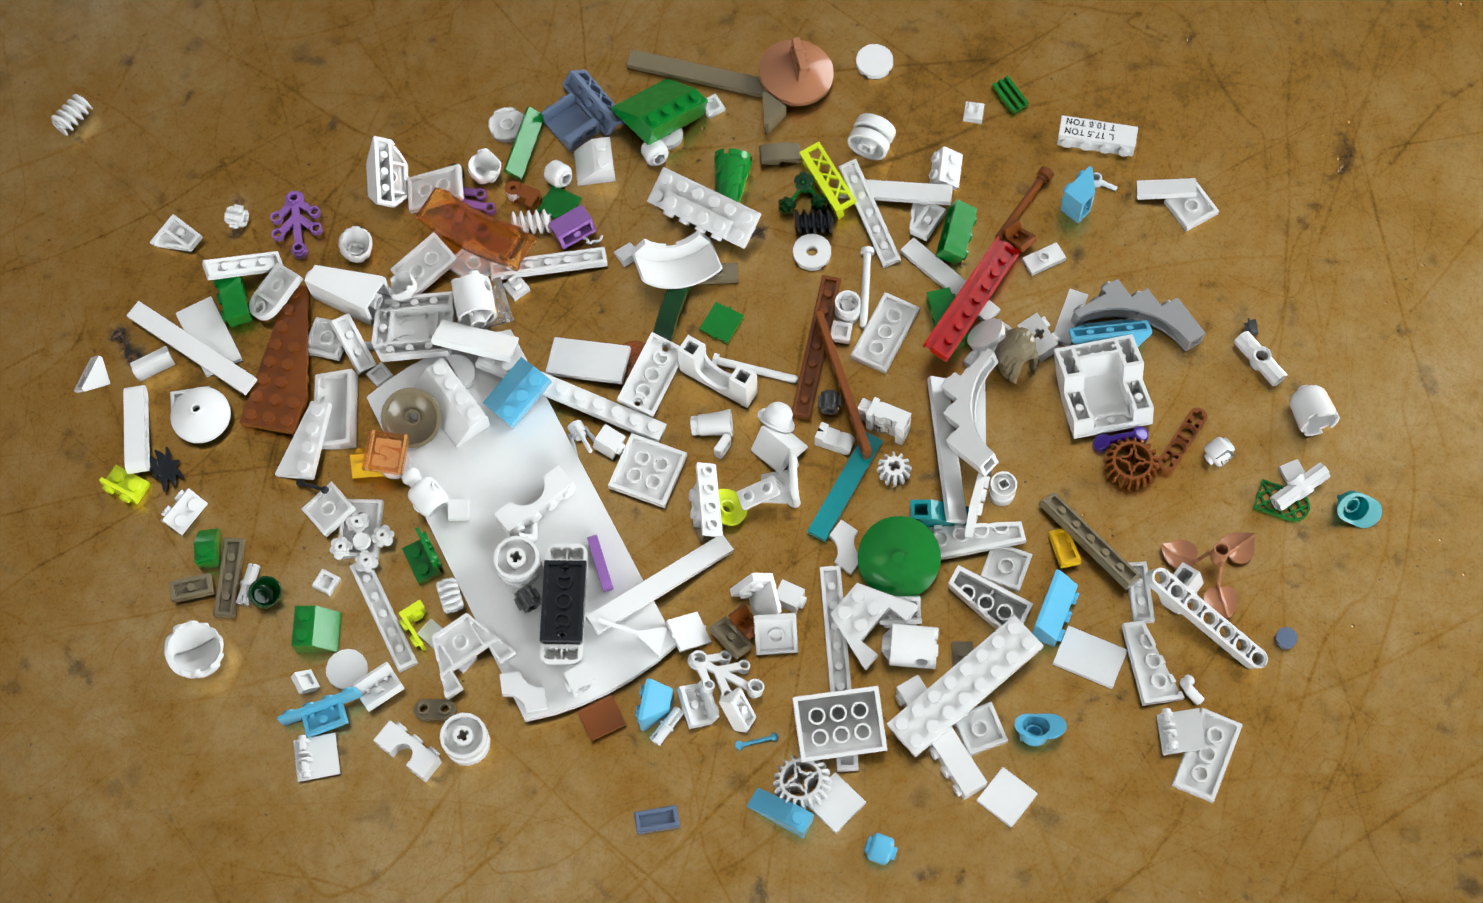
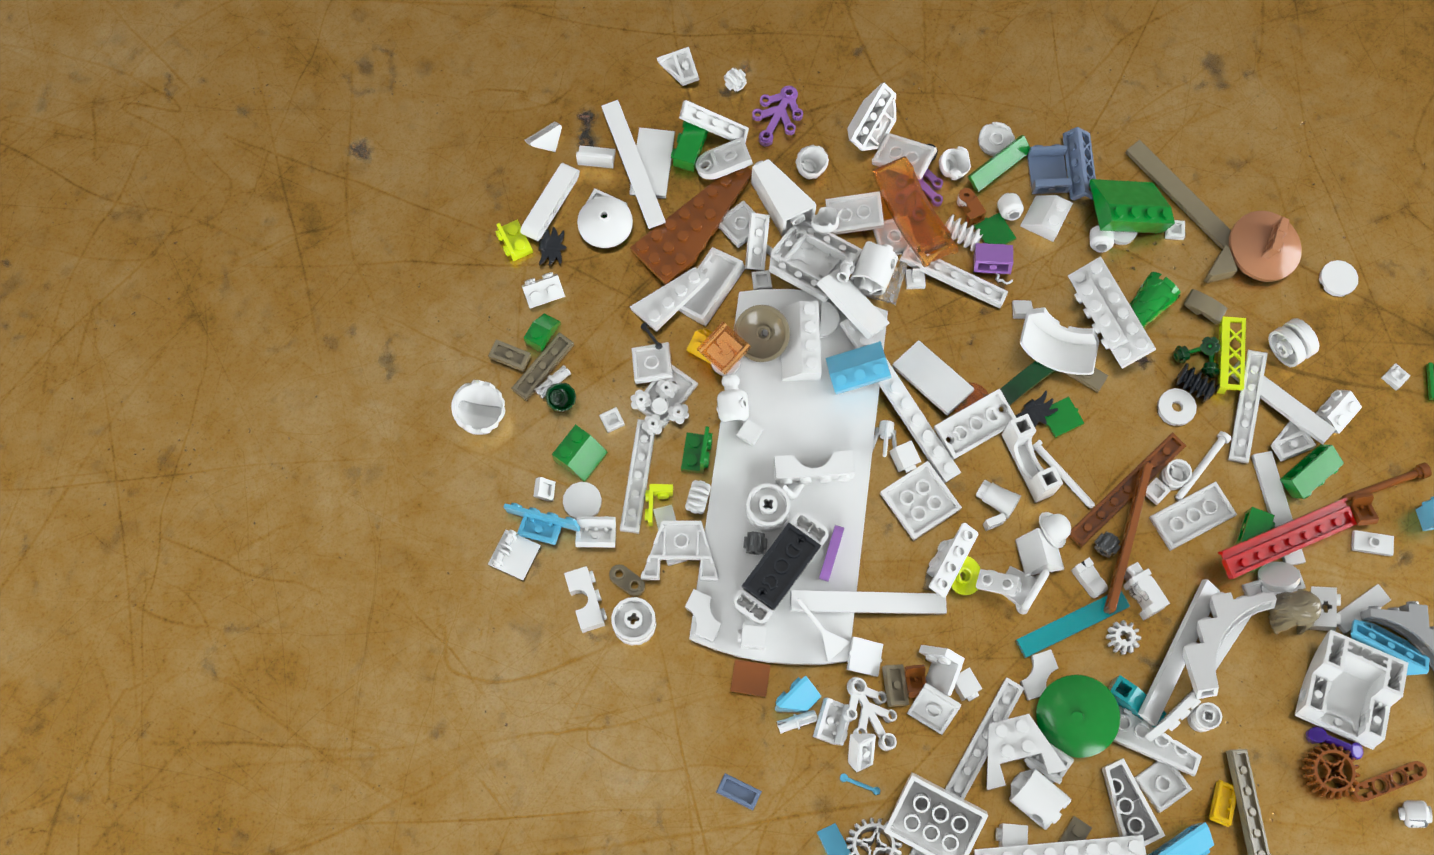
camera: 30 degrees right, 5 degrees up
(449, 313) = (847, 267): none -> white pin
(698, 328) = (1038, 410): none -> black piece

